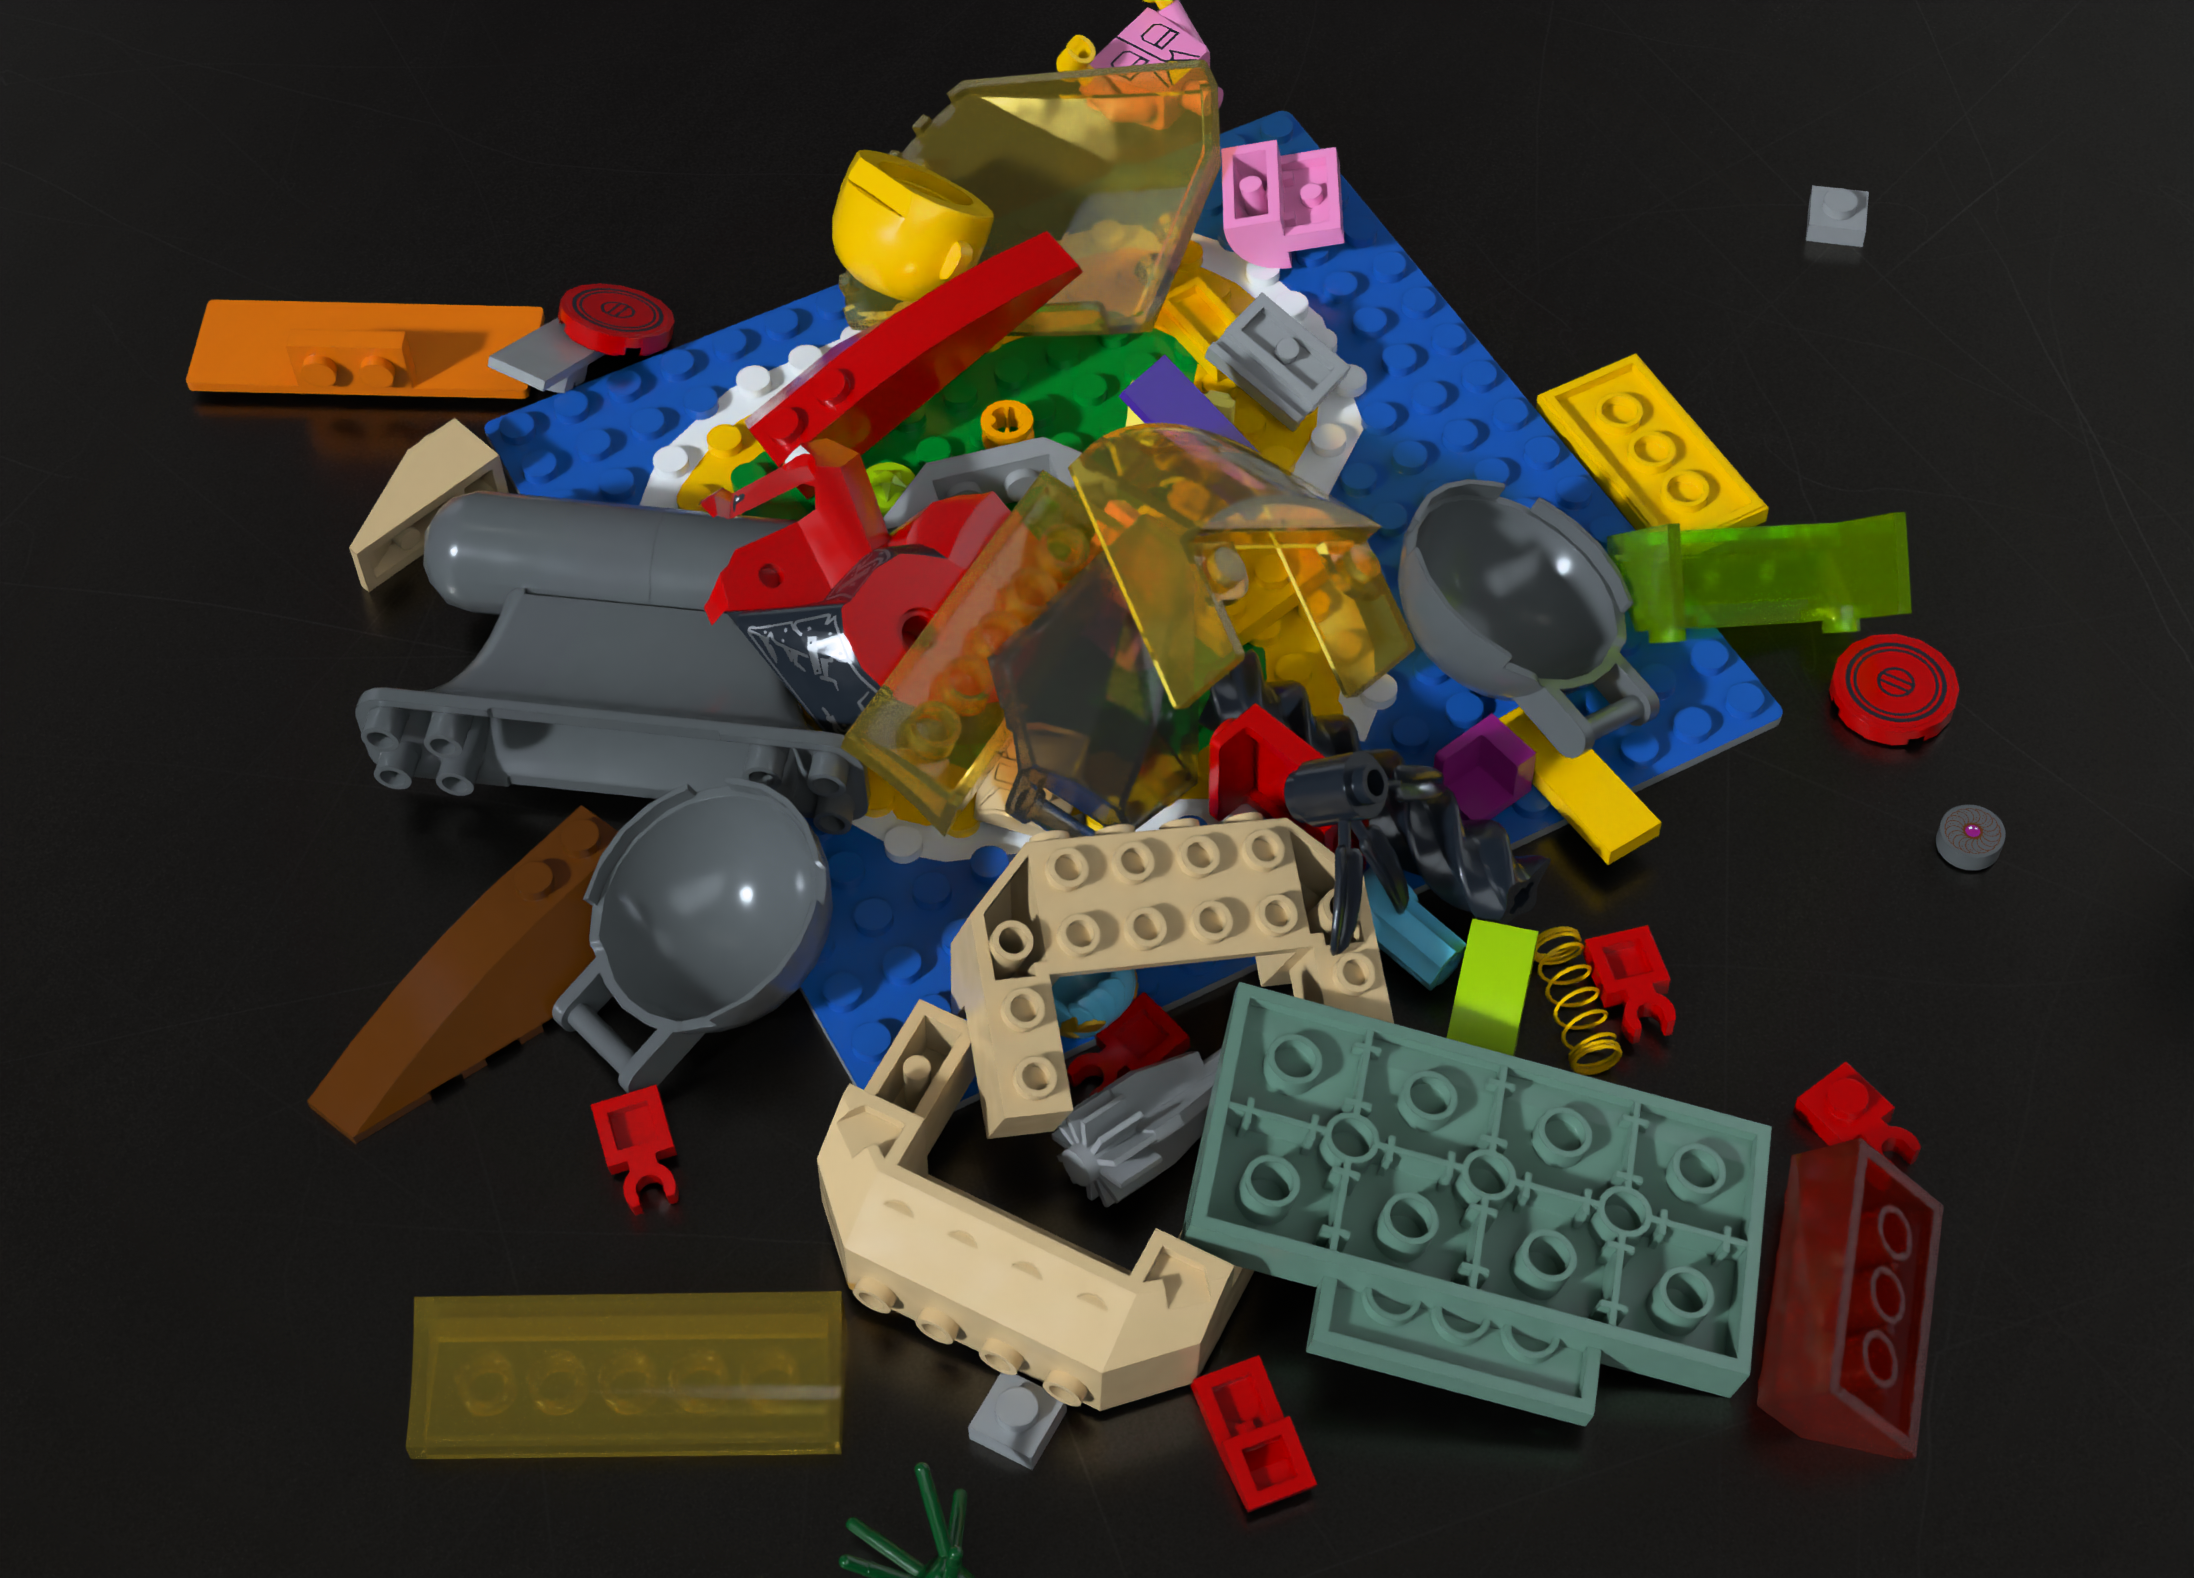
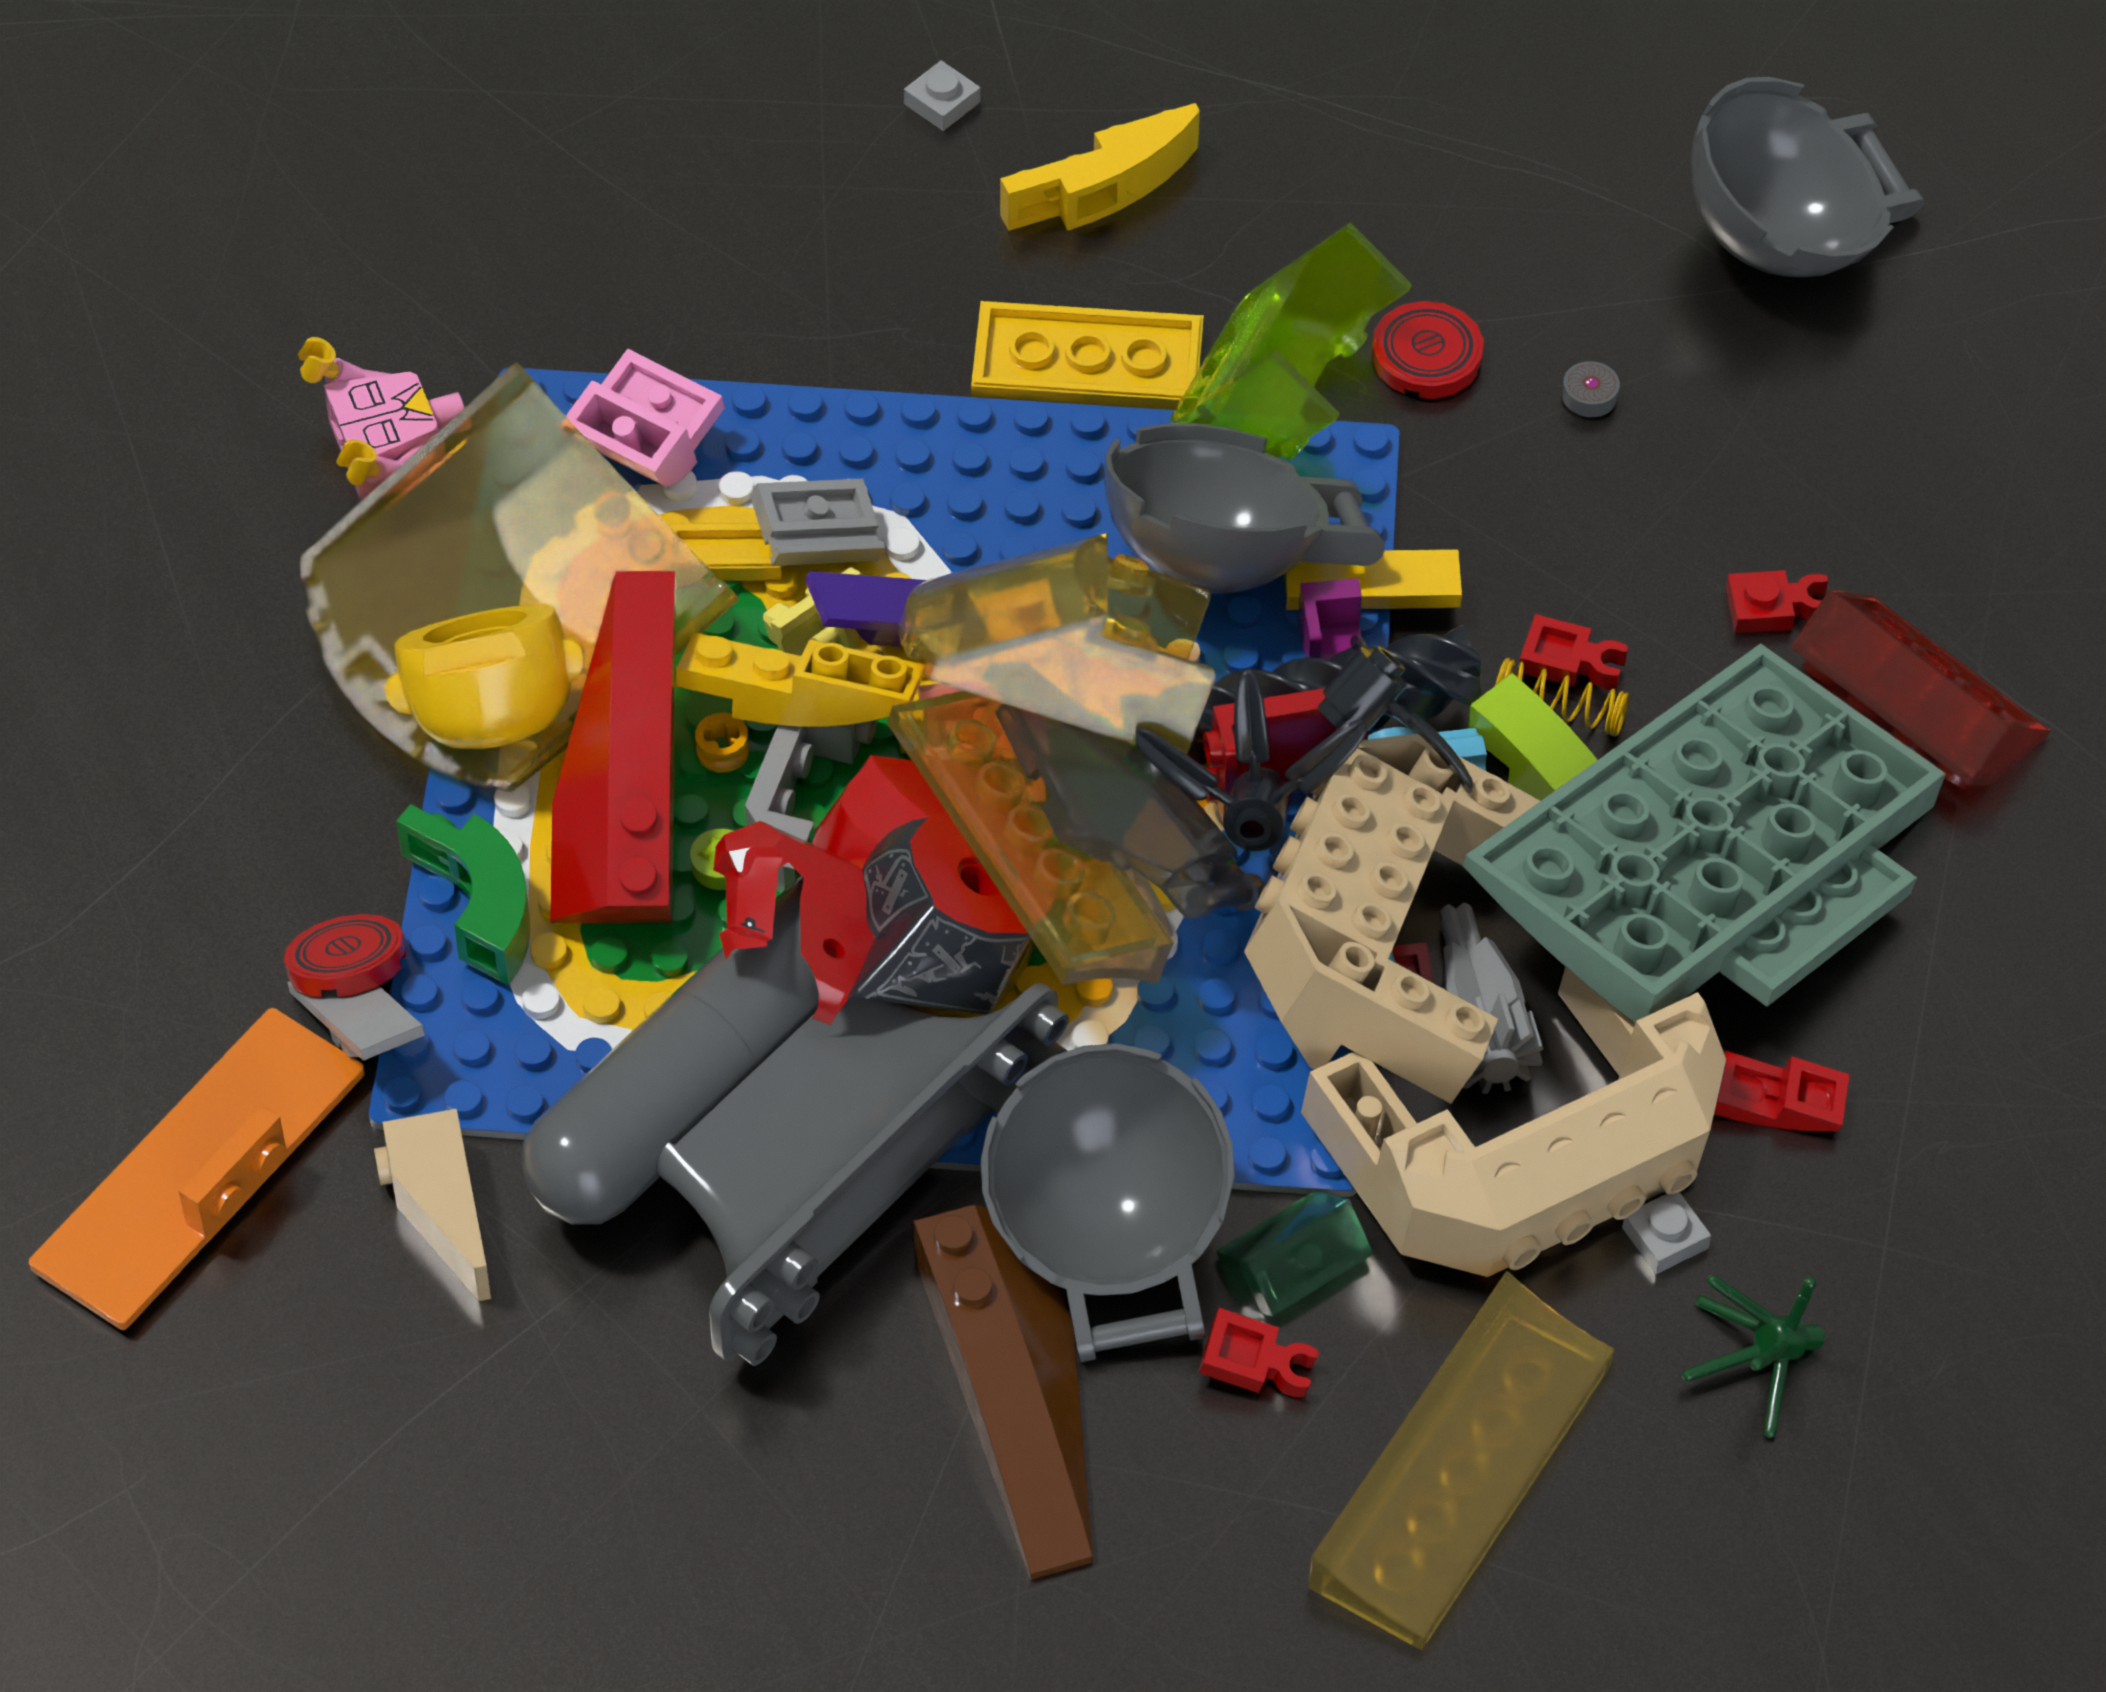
camera: 60 degrees left, 0 degrees up
(734, 368) = (481, 862): none -> green arch
(768, 1117) = (1298, 1250): none -> clear green panel
(1049, 399) = (811, 690): none -> yellow slope
(1203, 793) = (1260, 796): none -> black plant
(1869, 366) = (1123, 168): none -> yellow slope

